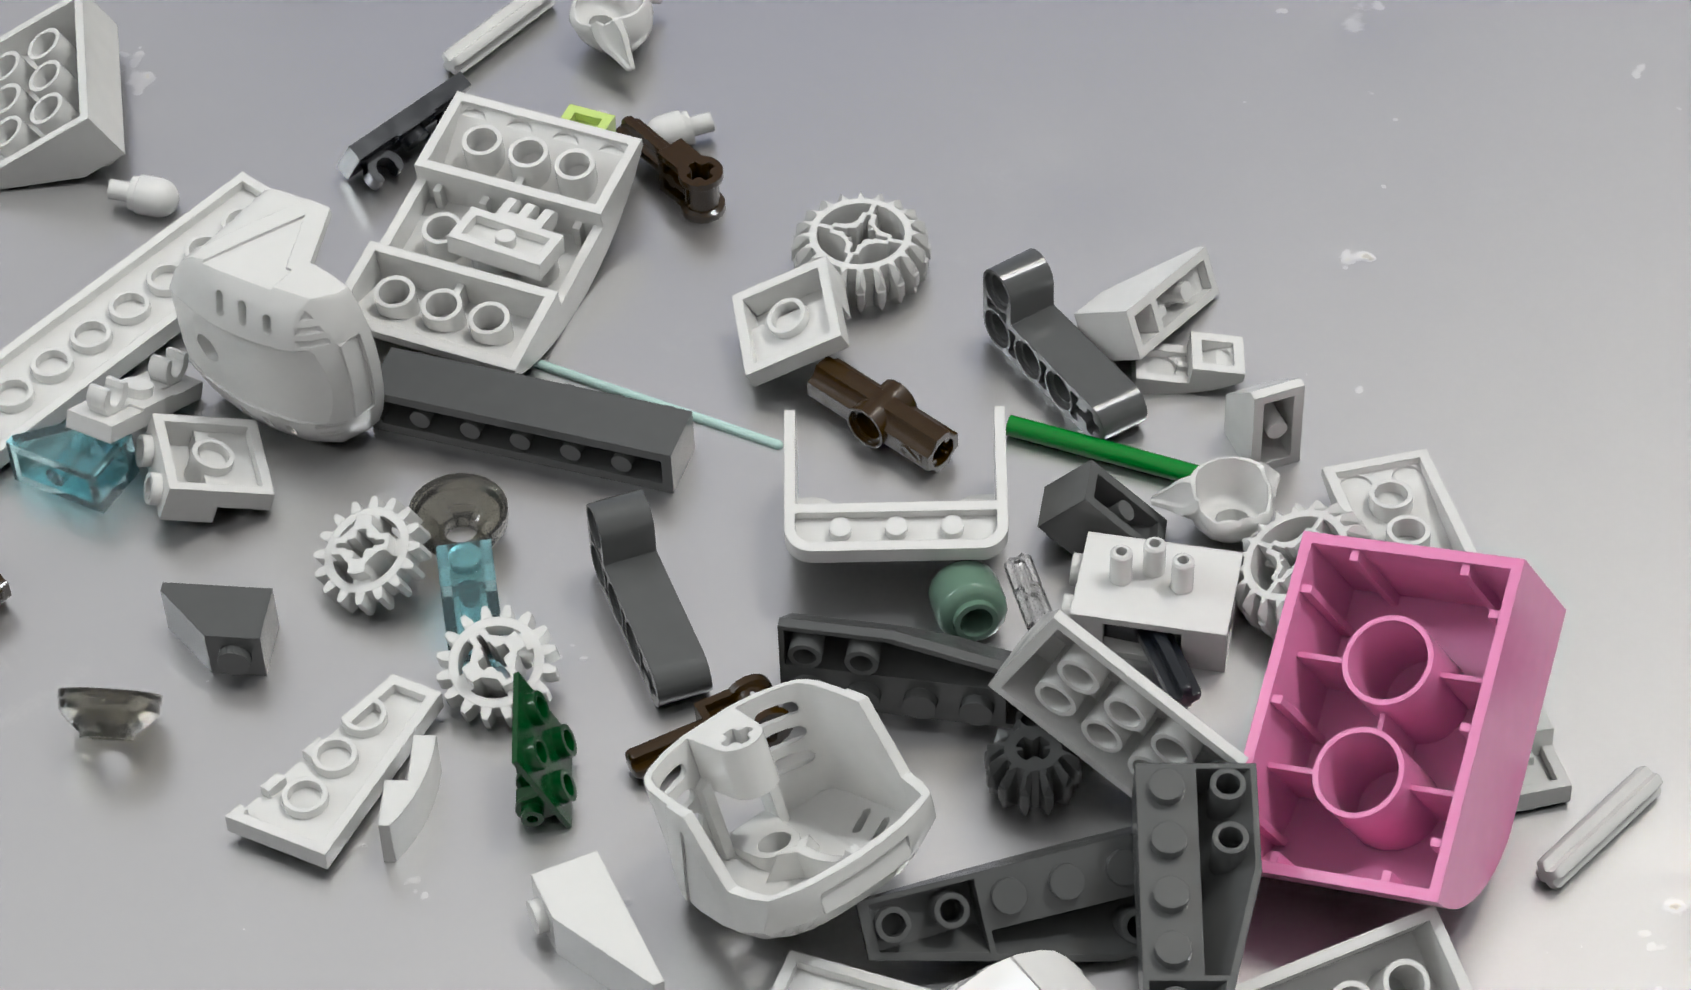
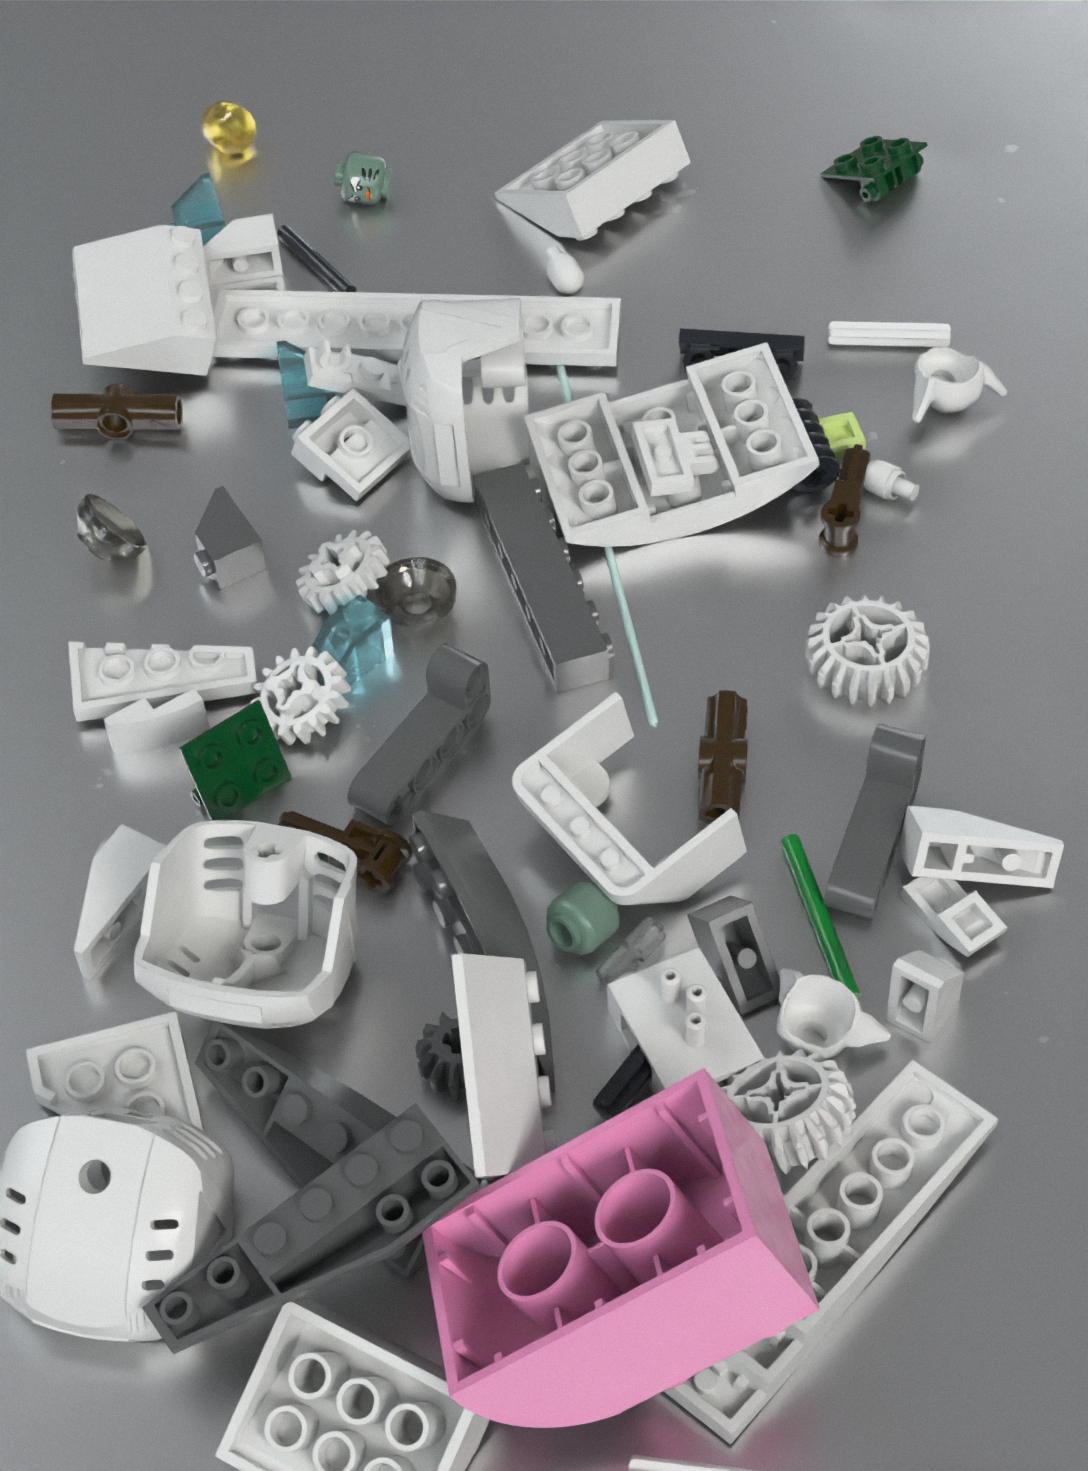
camera: 55 degrees right, 5 degrees up
(792, 320) = (749, 649): white plate -> none

